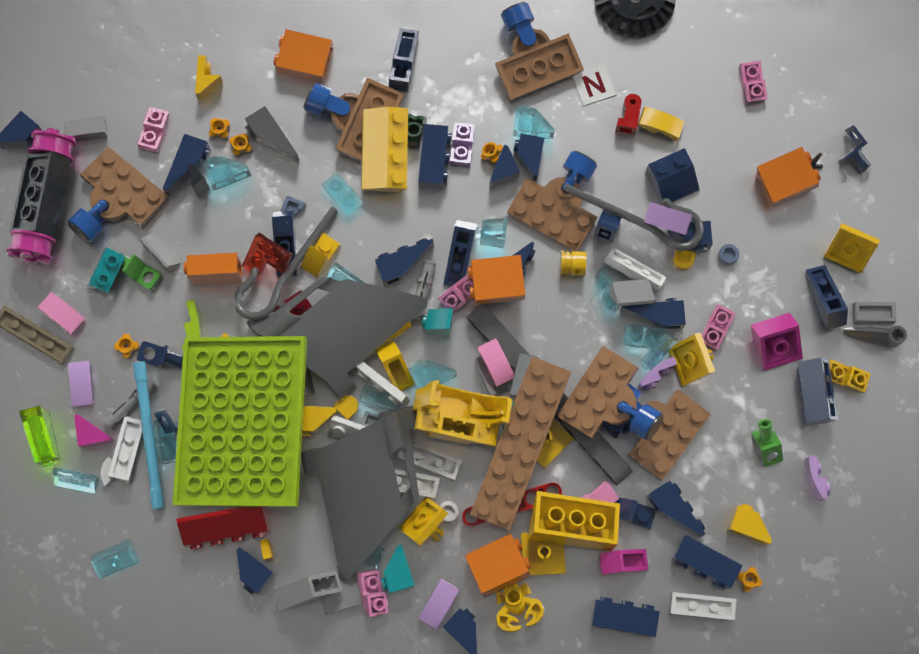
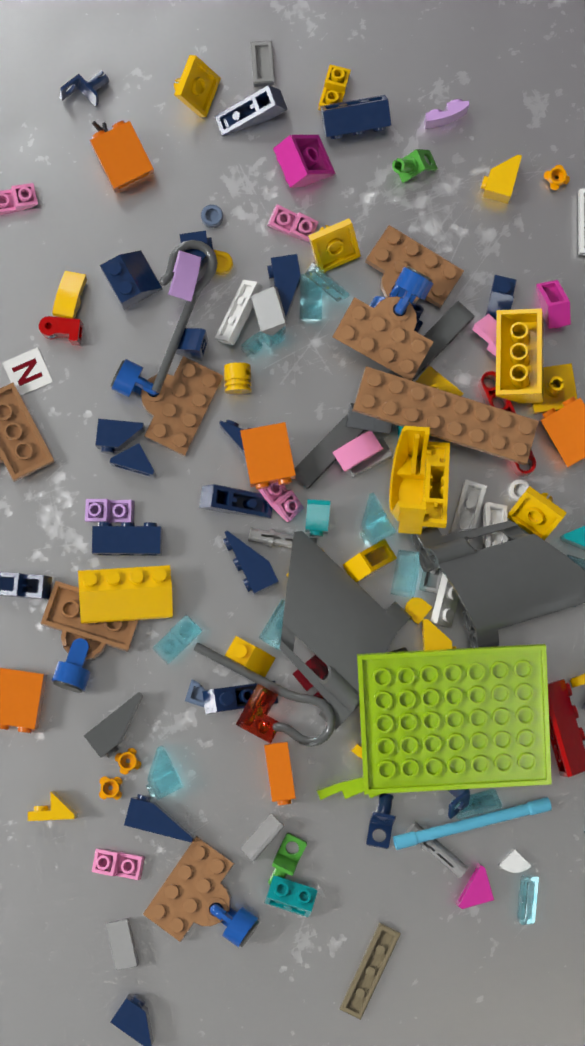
camera: 95 degrees left, 5 degrees up
(40, 196) = (211, 983): black brick -> none
(40, 435) = (486, 944): clear neon green slope -> none
(61, 313) = (343, 942): bright pink slope -> none
(80, 383) = (421, 908): lavender slope -> none
(120, 345) = (366, 862): light orange plate -> none
(126, 449) = (490, 846): white plate -> none
(198, 181) = (179, 802): black slope -> none
(381, 384) = (392, 572): white plate -> none
(415, 127) = (91, 562): dark green plate -> none
(488, 148) = (110, 479): light orange plate -> none
(493, 232) = (211, 466): clear light blue slope -> none
(531, 122) = (80, 436): clear light blue slope -> none
(652, 378) = (355, 286): lavender slope -> none
(672, 506) = (487, 262): dark blue slope -> none
(706, 563) = (546, 220): dark blue brick -> none
(878, 335) = (287, 58): dark grey piece -> none

